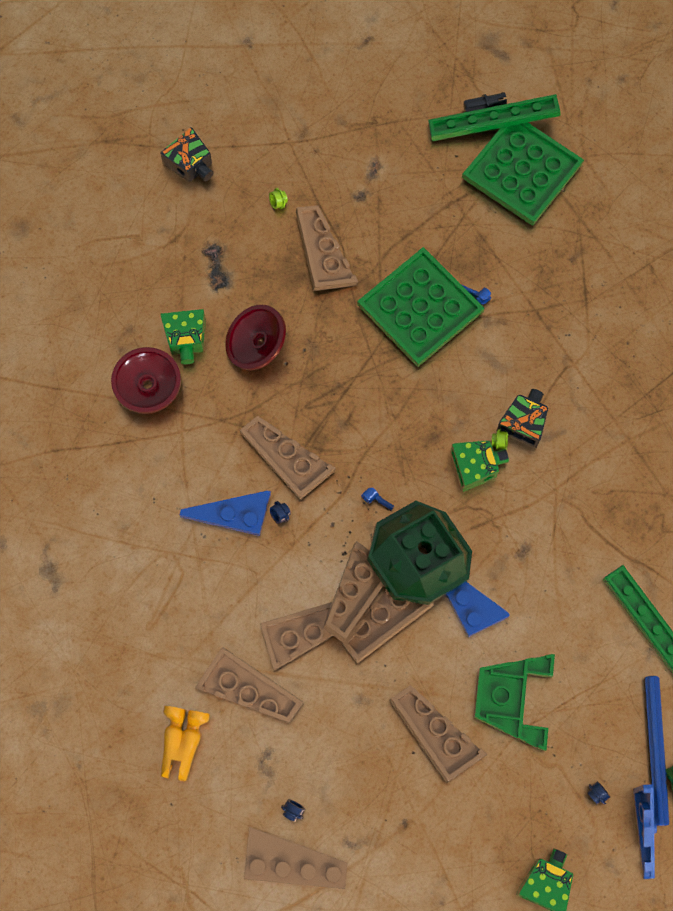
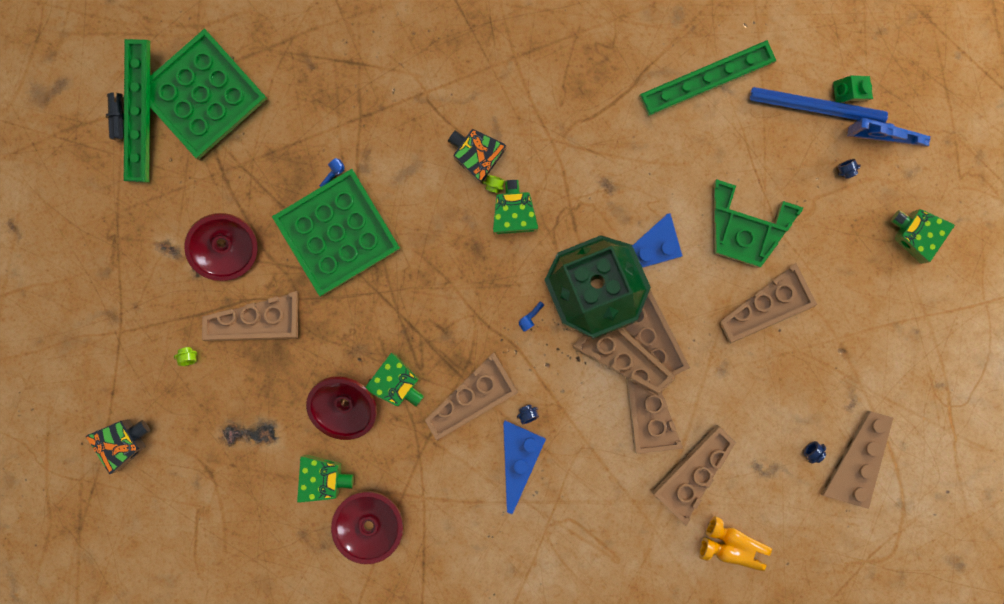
camera: 75 degrees left, 15 degrees up
(289, 383) = (395, 382): none -> green torso
(373, 204) = (218, 260): none -> dark red dish

